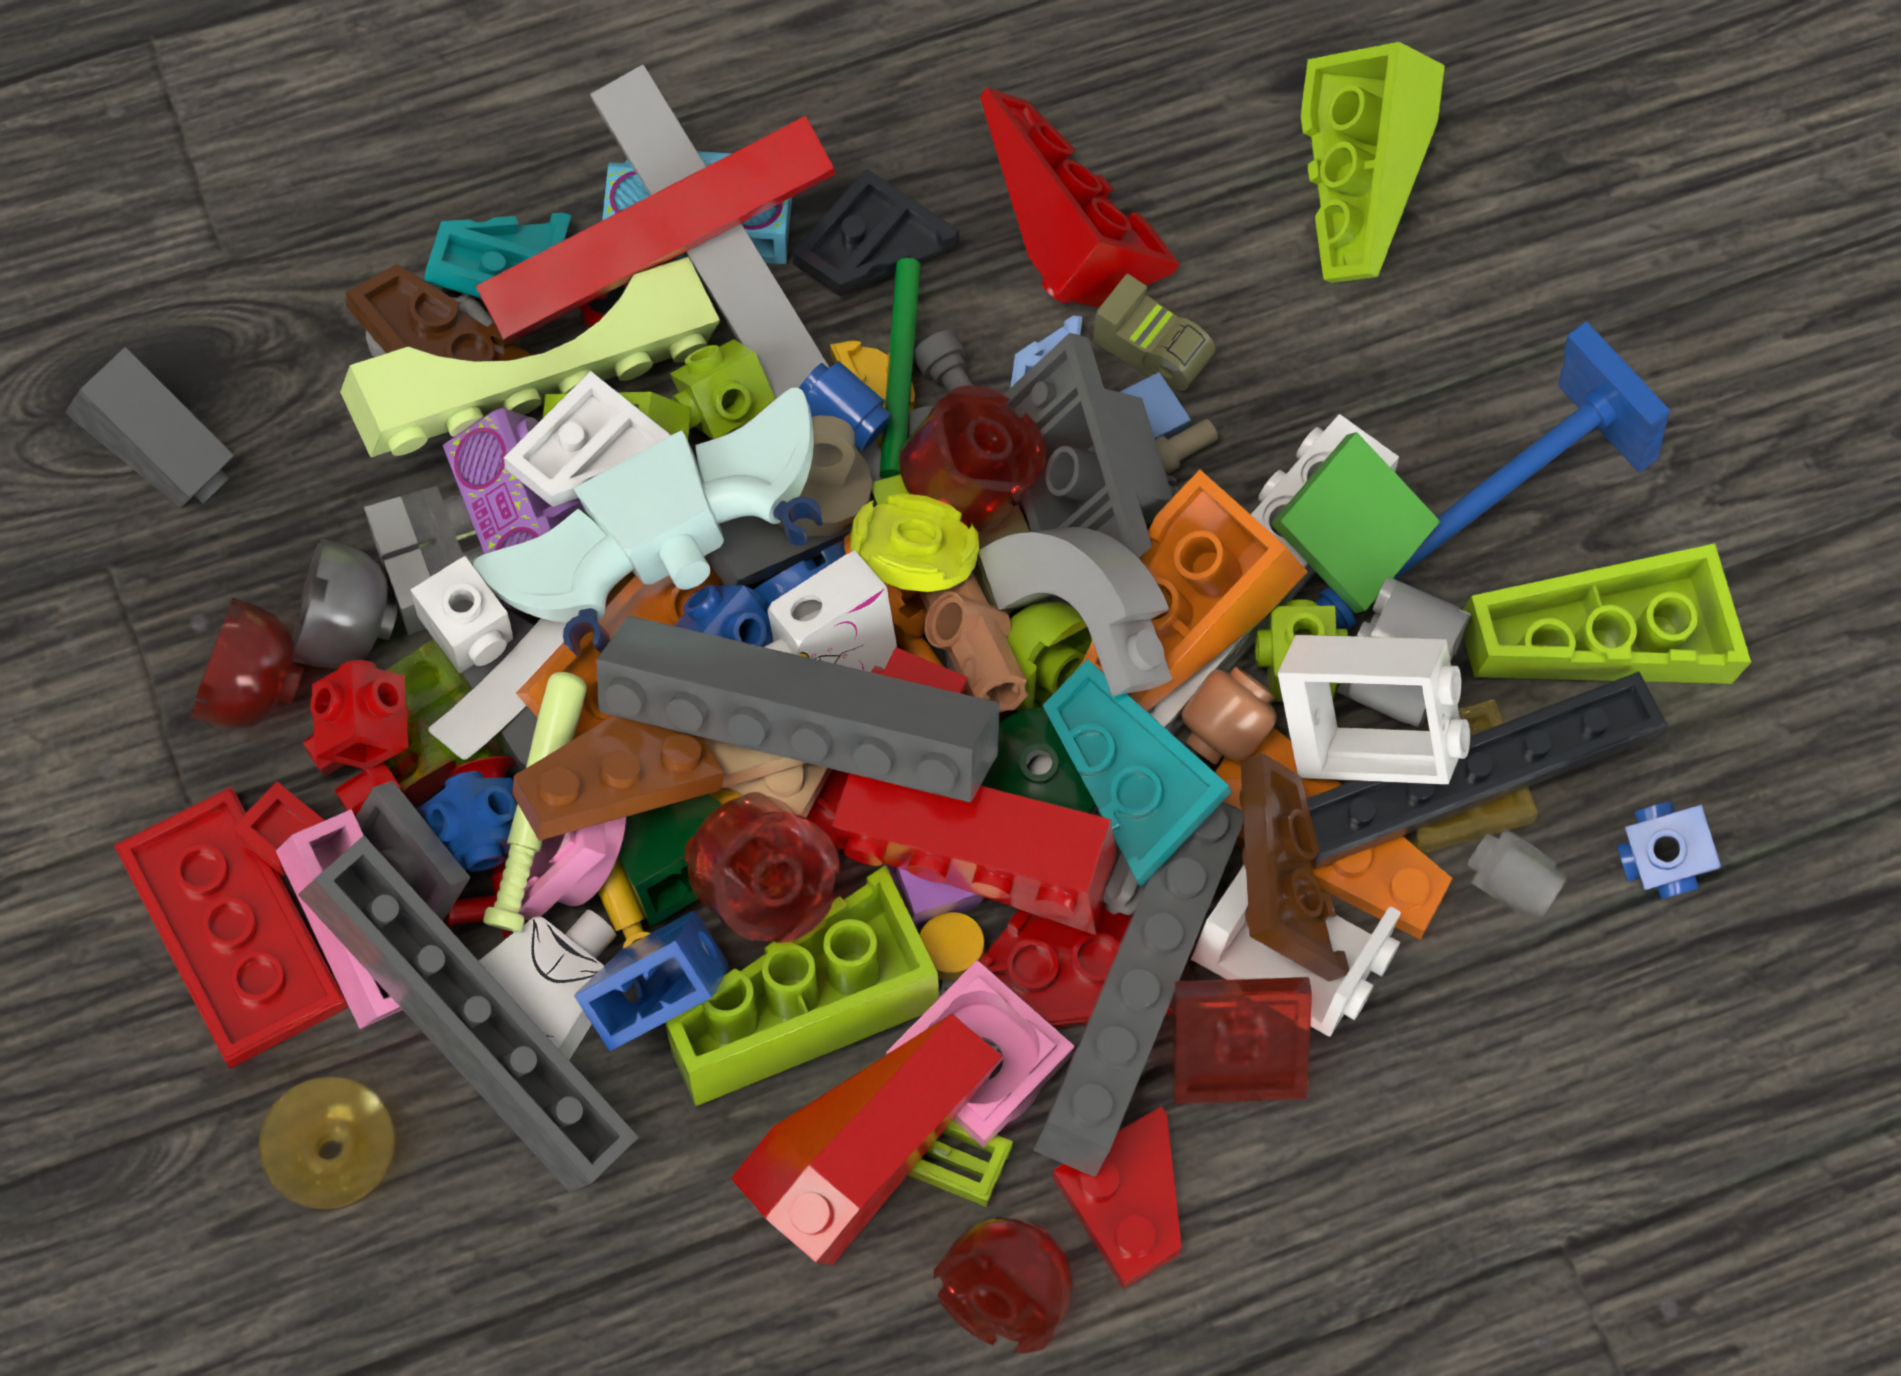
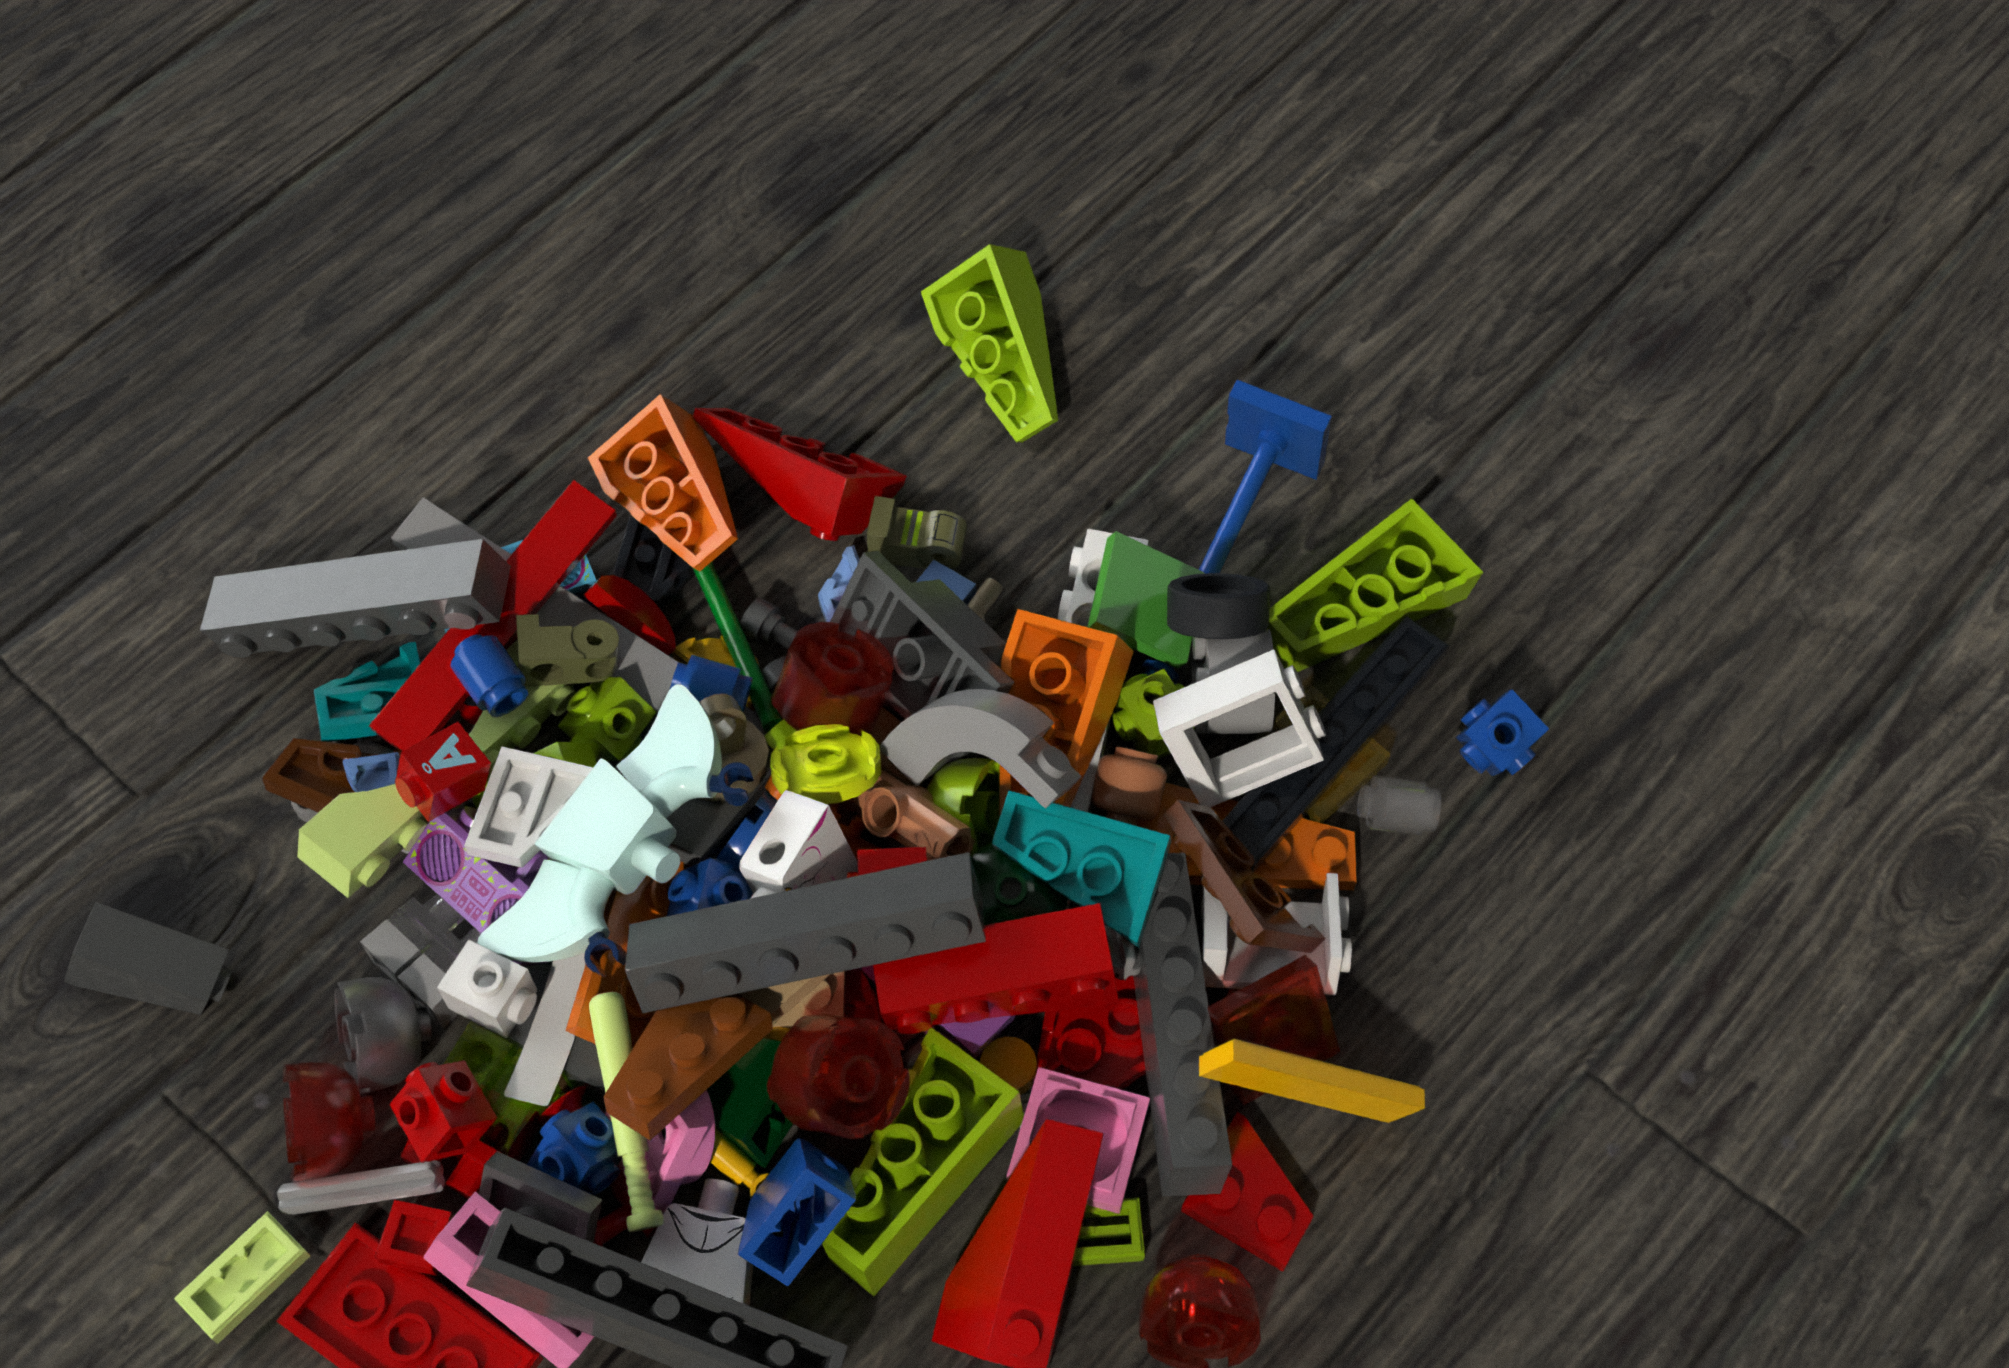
camera: 25 degrees left, 5 degrees down
(101, 787) = (242, 1277): none -> yellowish green plate
(251, 755) = (361, 1187): none -> light grey axle
(459, 338) = (371, 771): none -> medium blue tile
(518, 370) = (441, 772): none -> red brick
(527, 145) = (357, 598): none -> brick
(618, 288) = (489, 674): none -> blue brick
(708, 299) = (565, 652): none -> olive leg
(807, 285) = (632, 610): none -> red tile
(916, 157) = (669, 481): none -> orange wedge
(1244, 1109) = (1311, 1081): none -> yellow tile
(1422, 565) = (1218, 606): none -> black tyre

